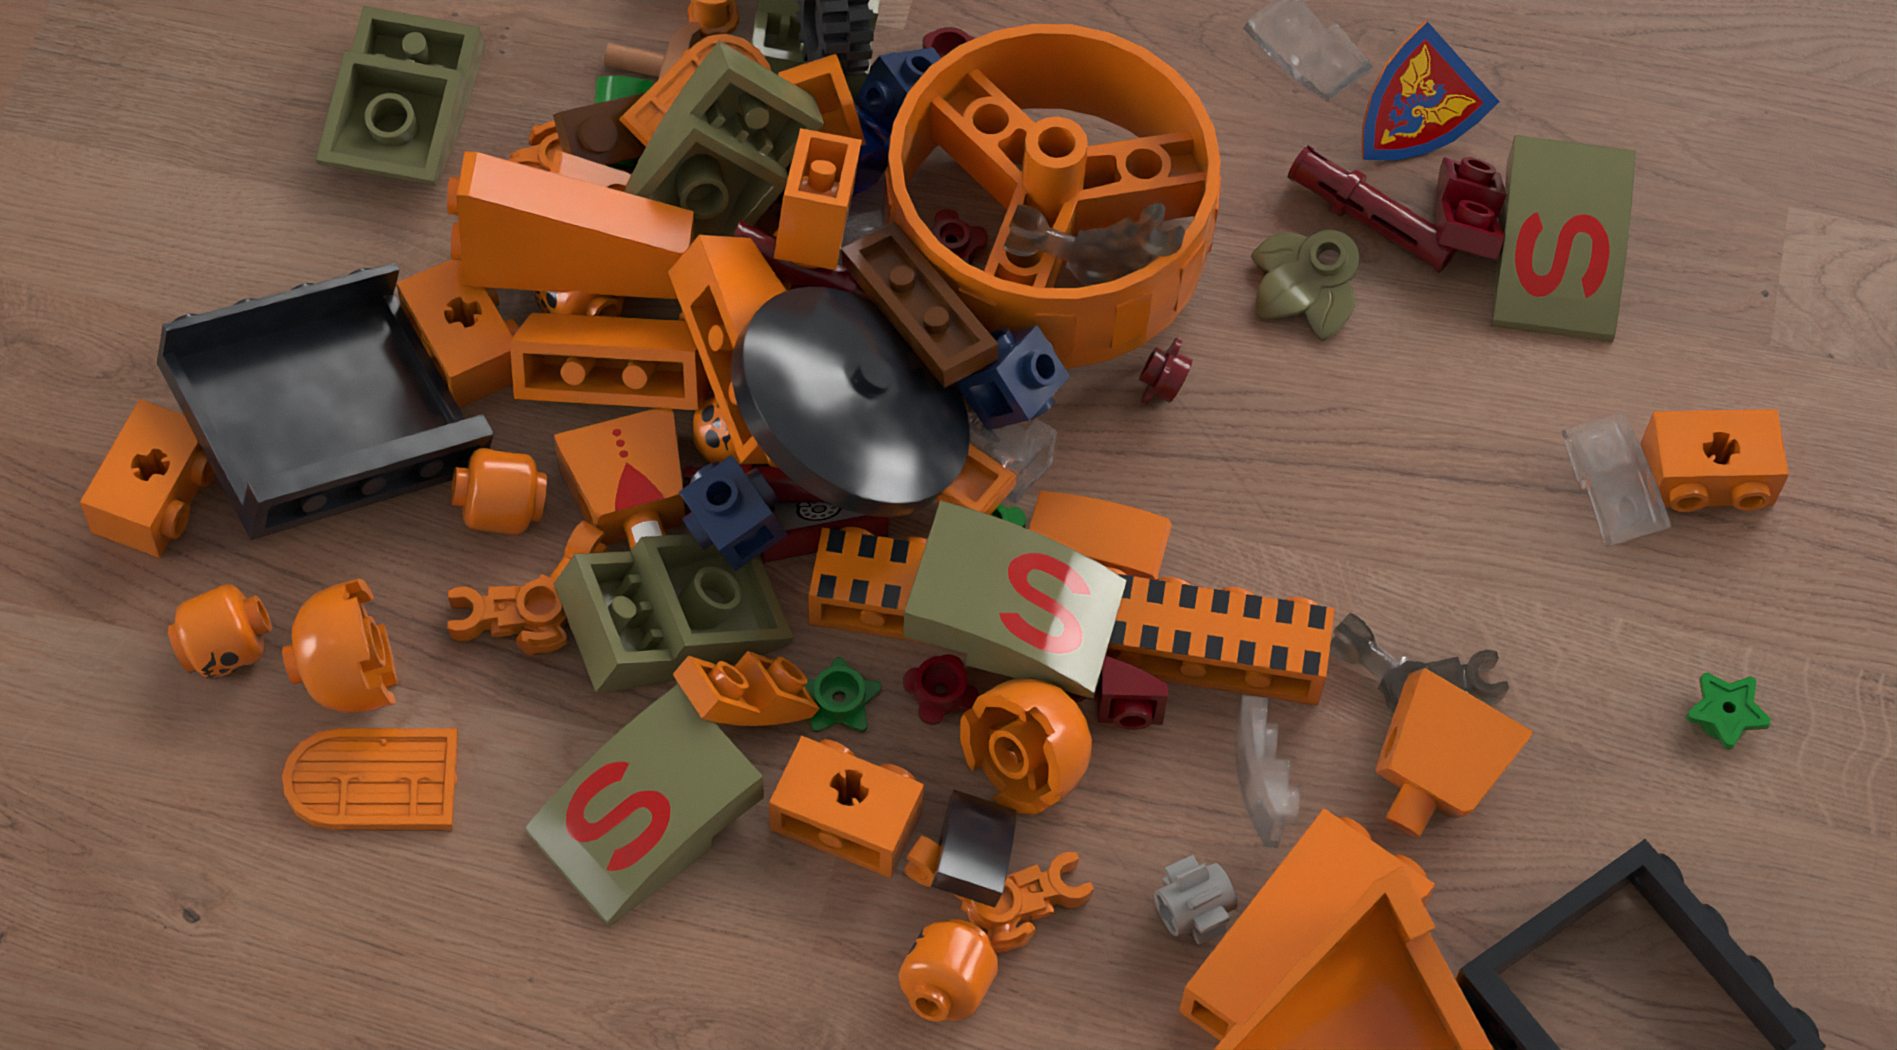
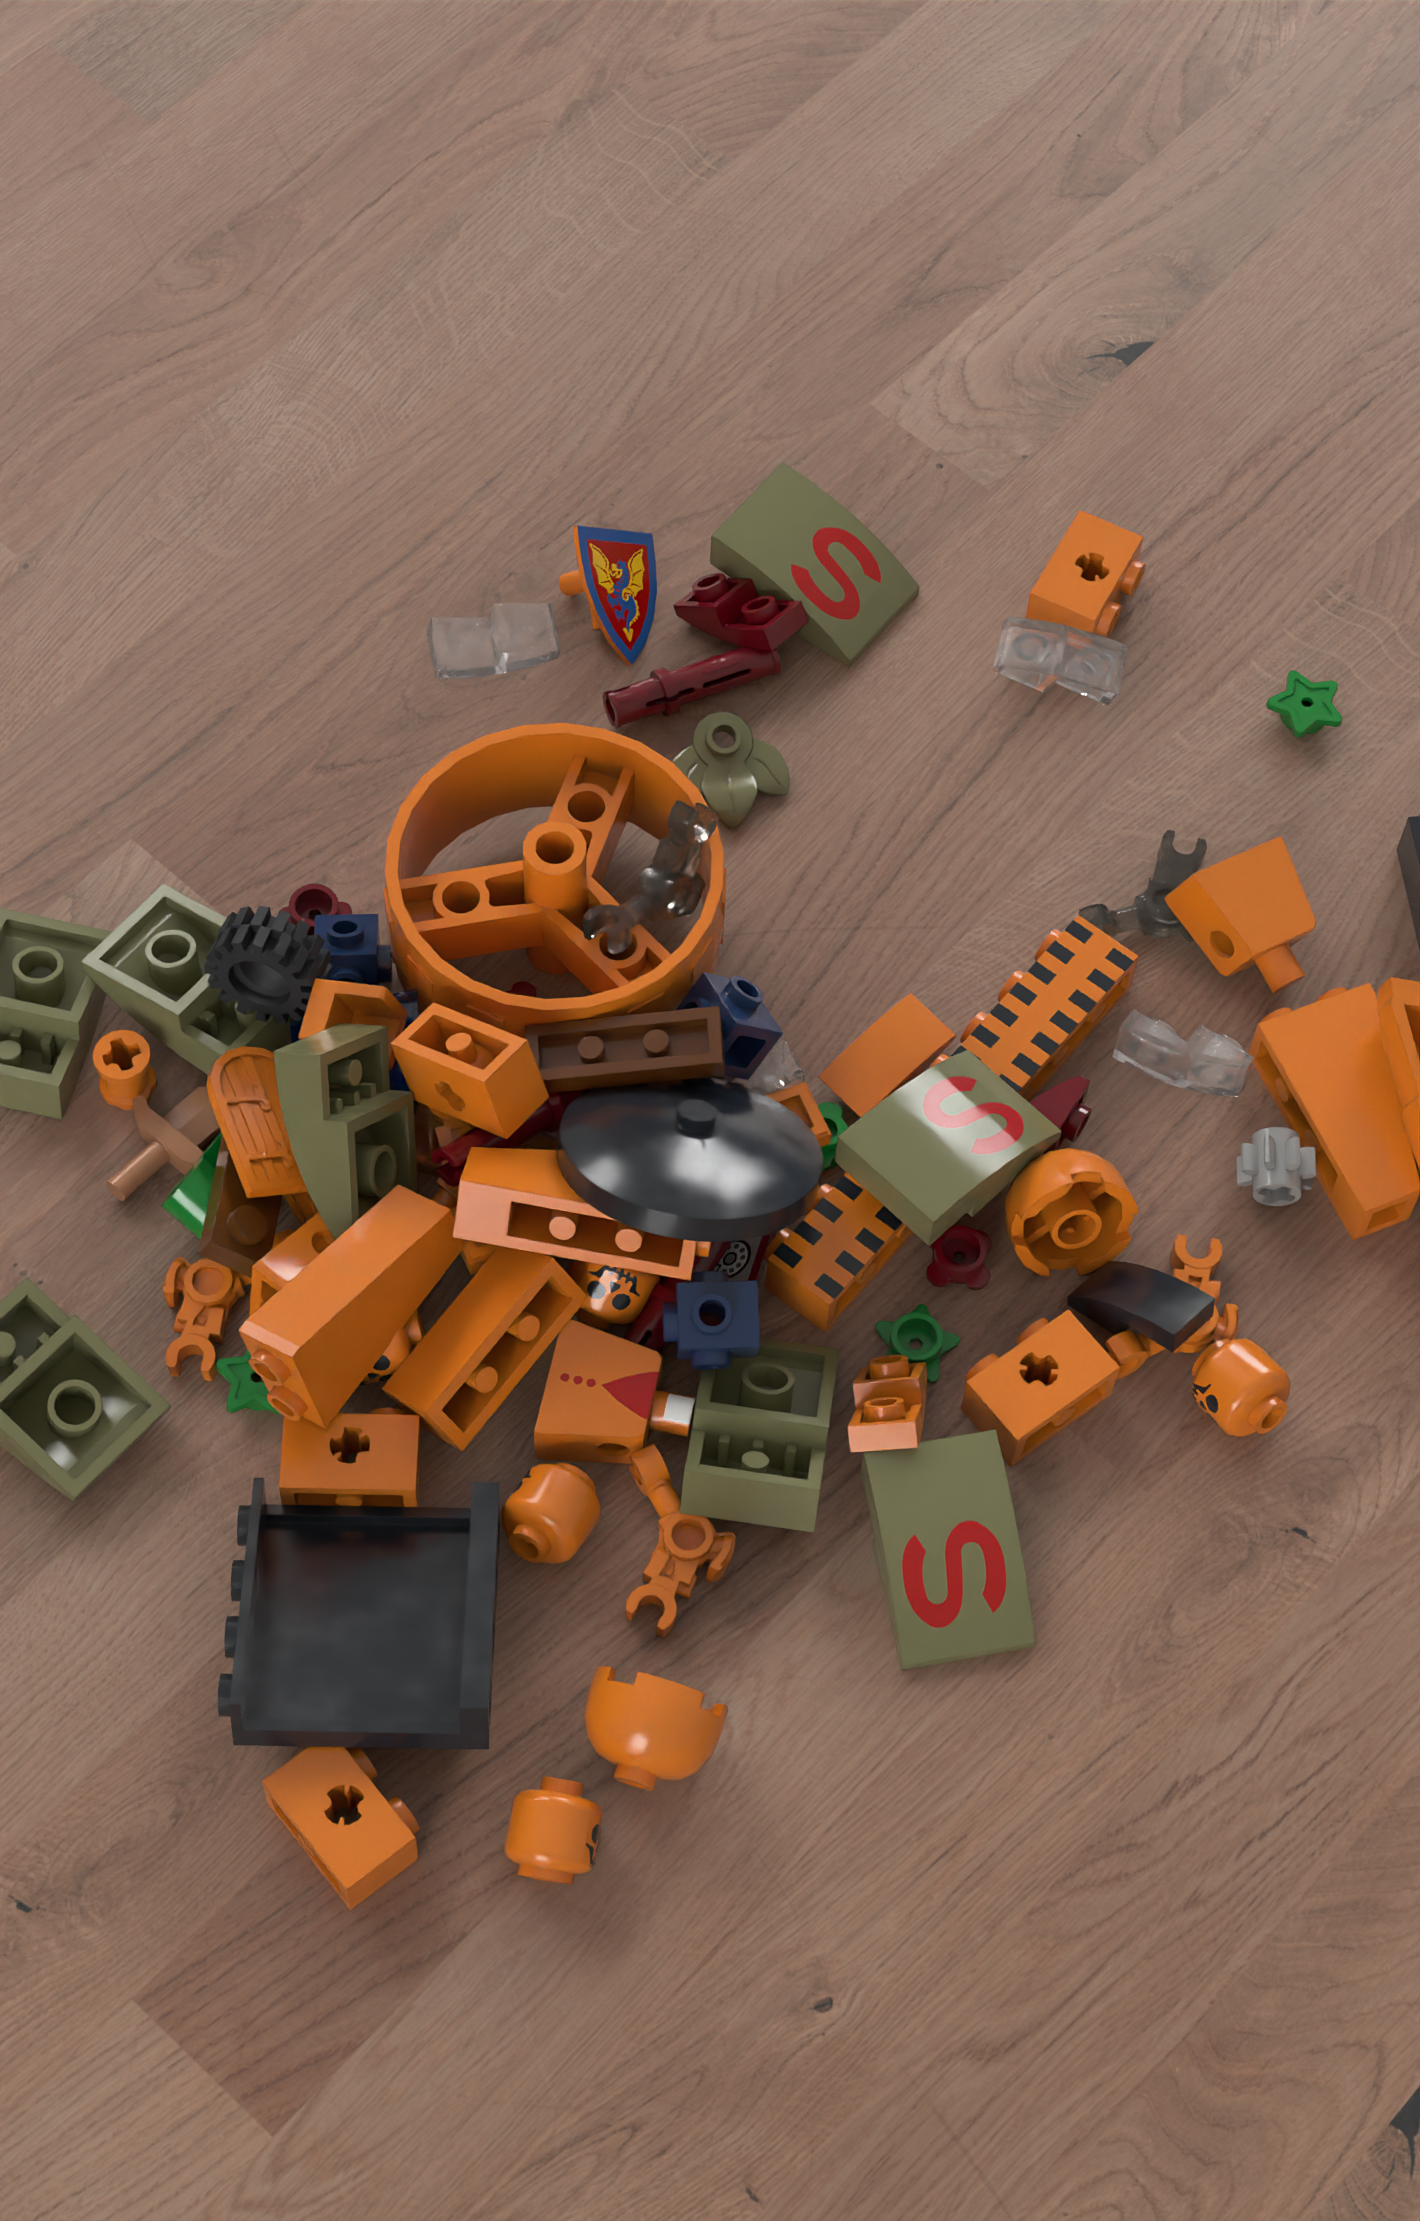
camera: 60 degrees left, 0 degrees up
(374, 778) = (775, 1773): orange window -> none
(1165, 372) = (758, 921): dark red plate -> none

